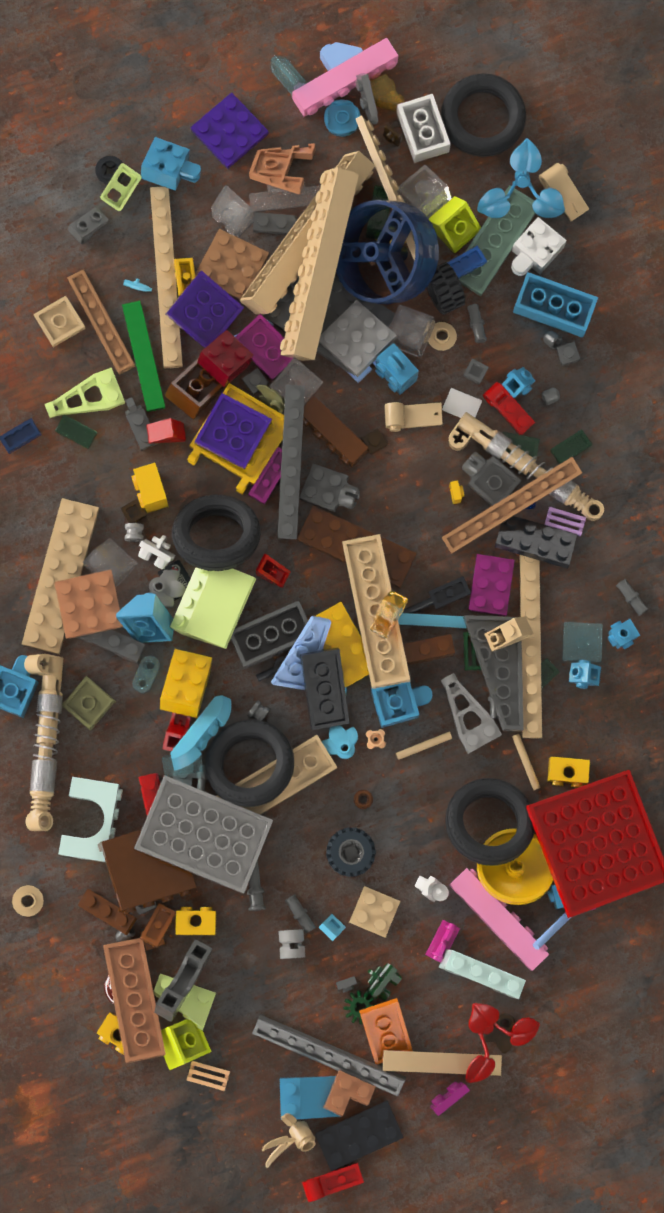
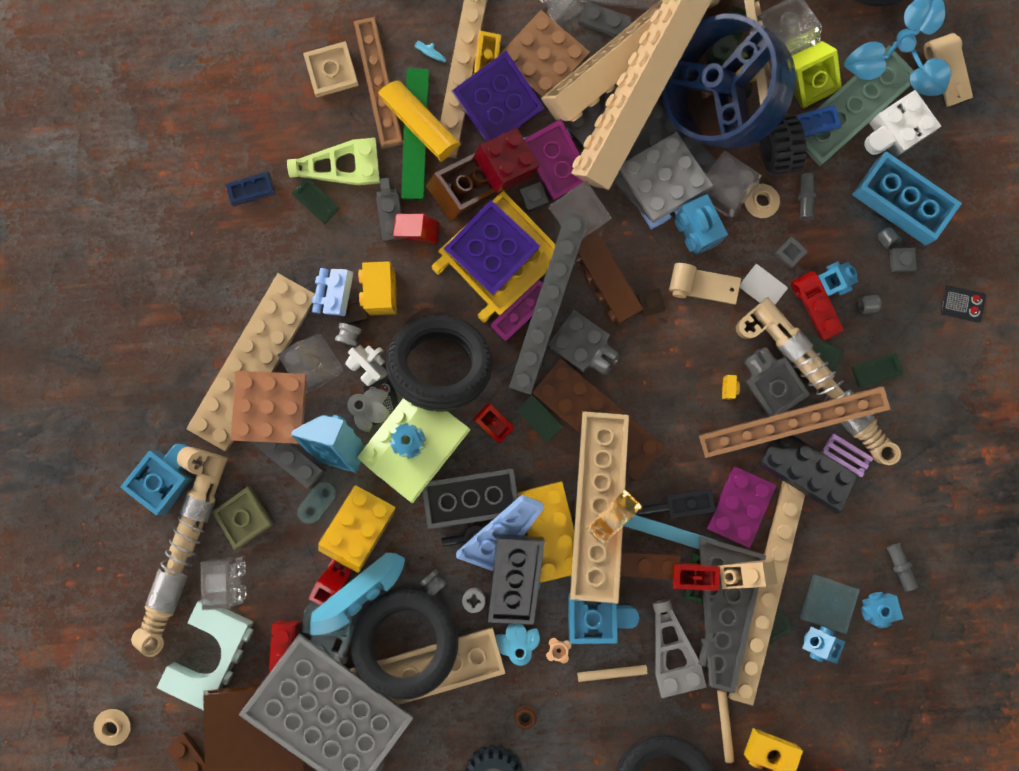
camera: 25 degrees right, 5 degrees up
(88, 755) = (222, 583): none -> clear brick
(116, 501) = (337, 291): none -> light blue plate
(145, 344) = (419, 119): none -> yellow brick
(210, 605) = (416, 440): none -> dark azure brick
(271, 398) = (547, 221): olive plate -> none
(293, 717) = (474, 596): none -> light grey wheel
(309, 558) = (539, 418): none -> clear green tile
(467, 646) = (696, 577): none -> red slope
(626, 376) = (963, 303): none -> black sticker

